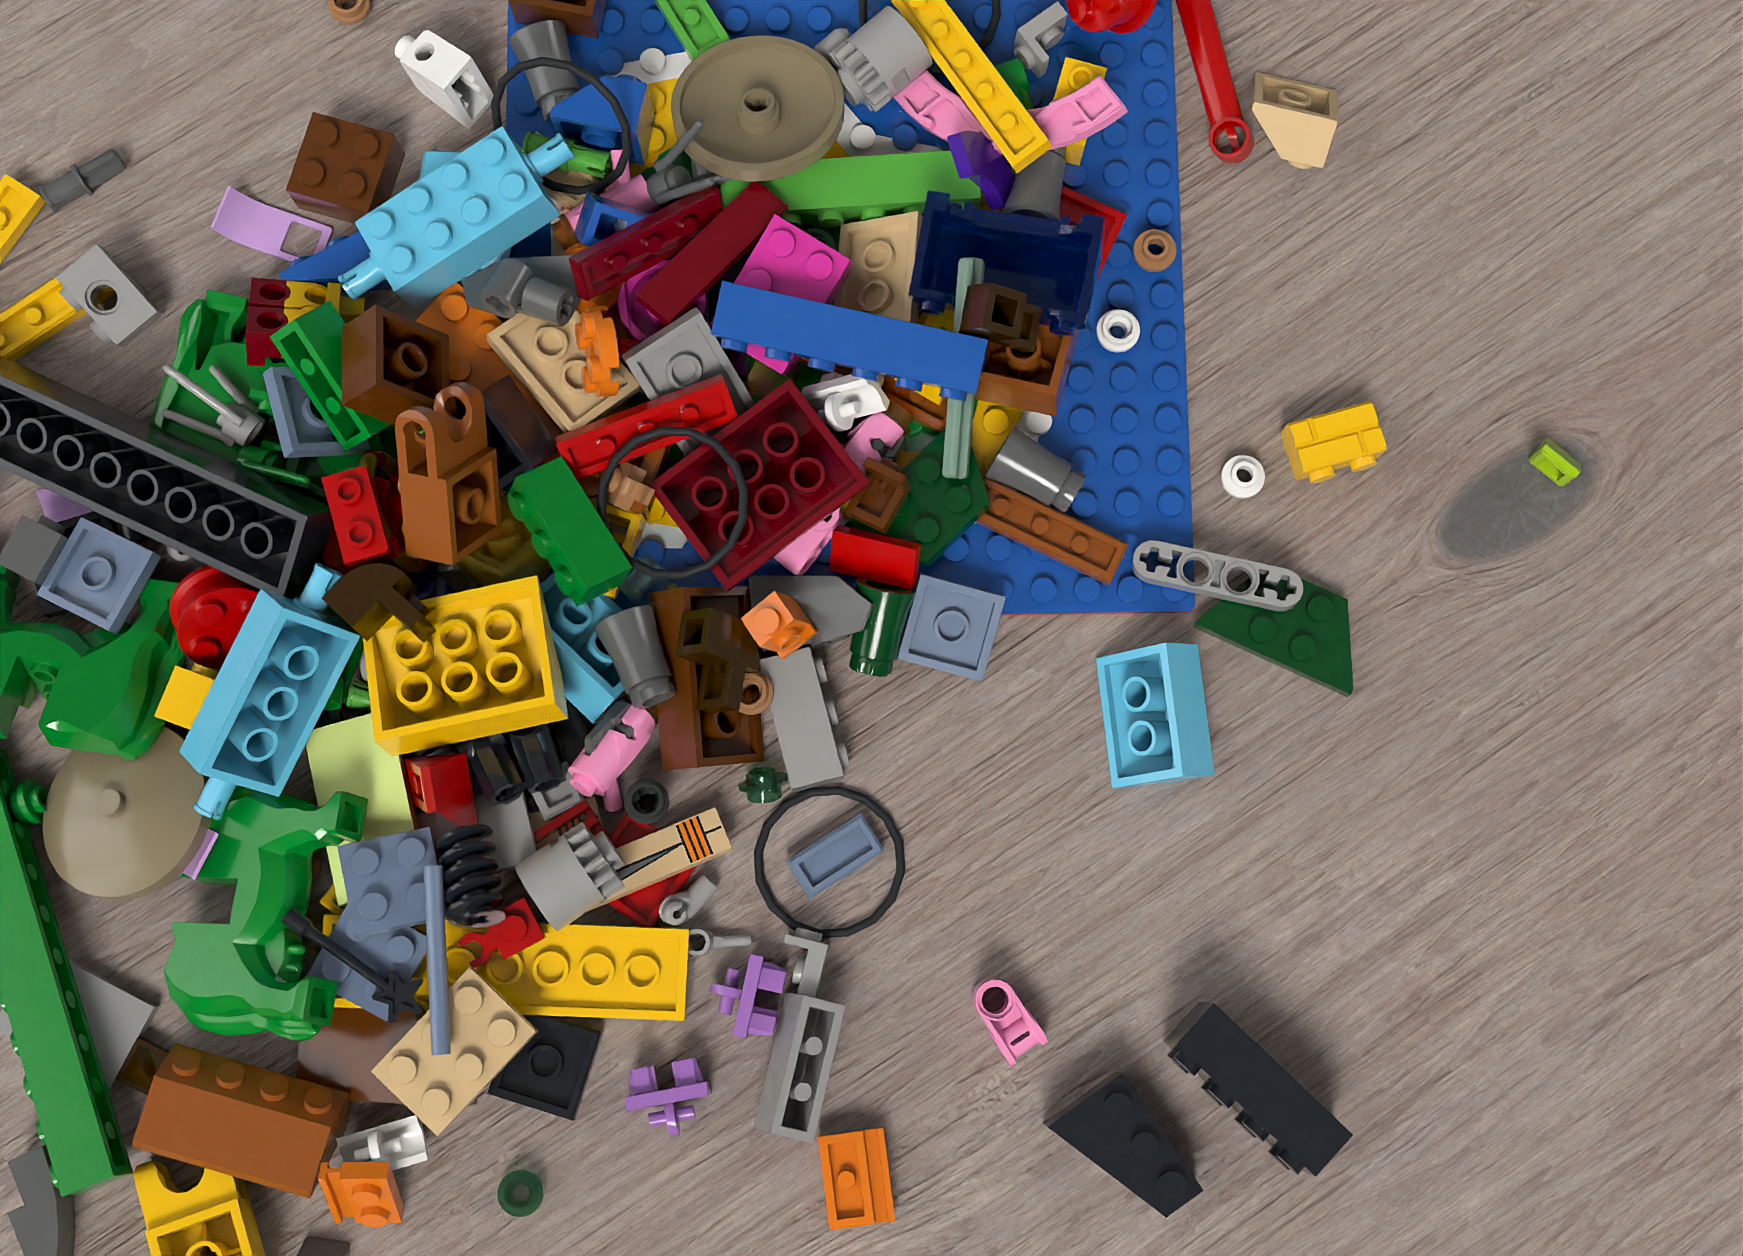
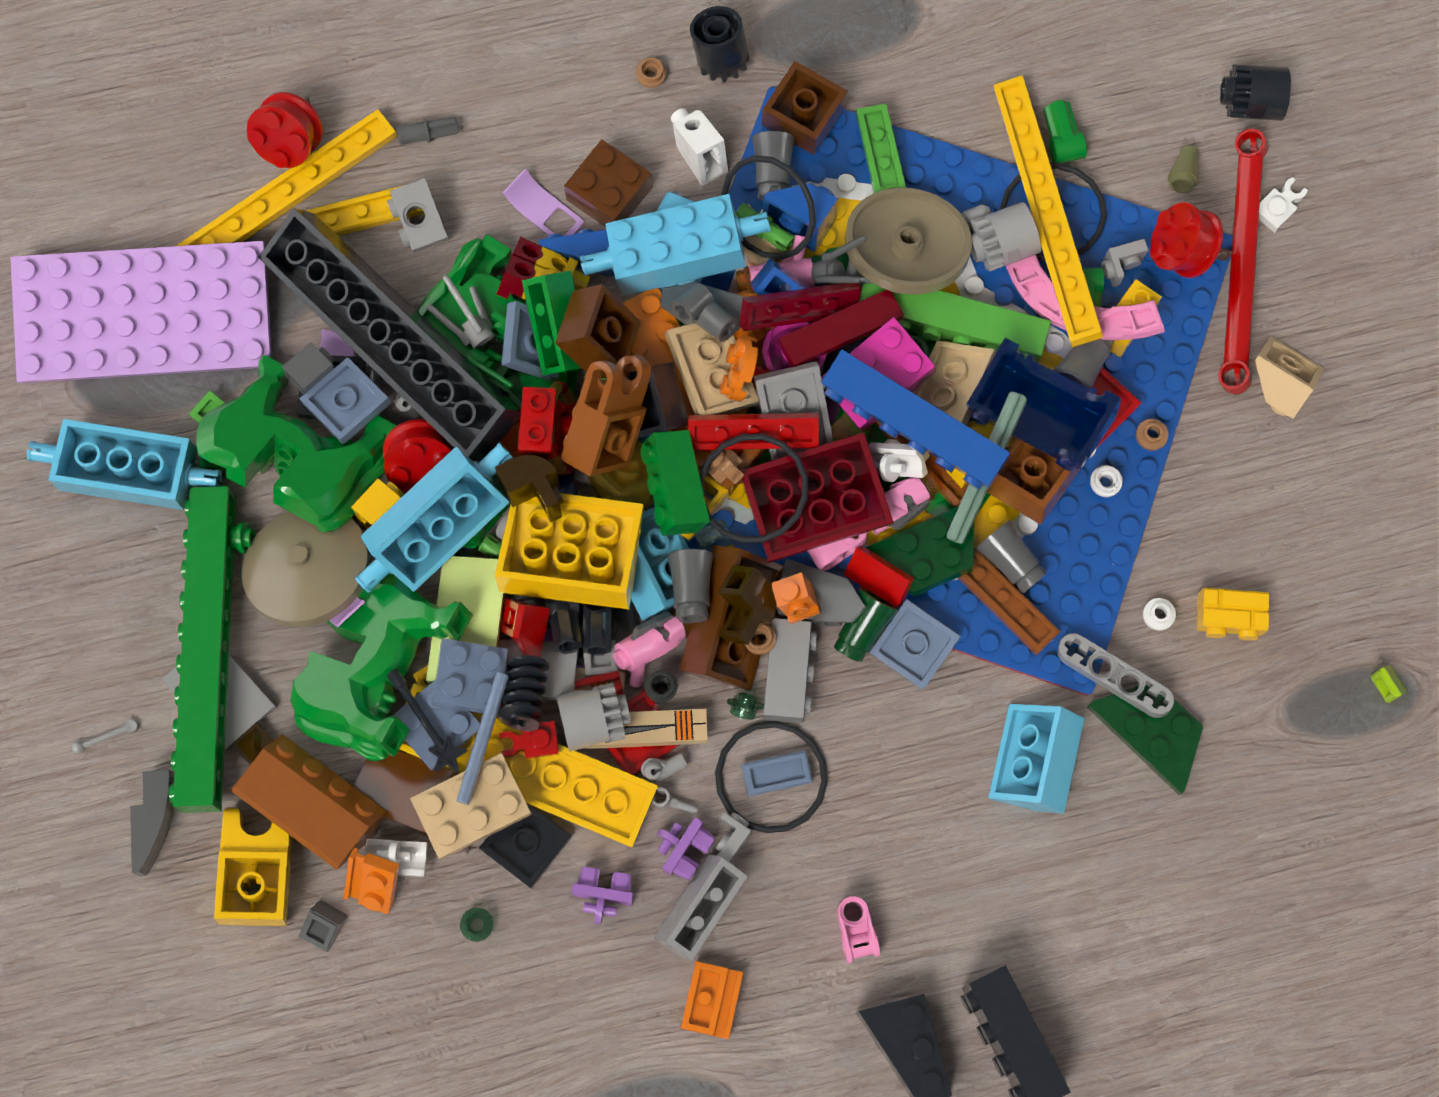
camera: 20 degrees right, 5 degrees down
(884, 496) = (898, 537): reddish brown bracket -> none
(983, 165) = (1050, 332): dark purple tile -> none
(1000, 316) = (1024, 440): dark brown brick -> none

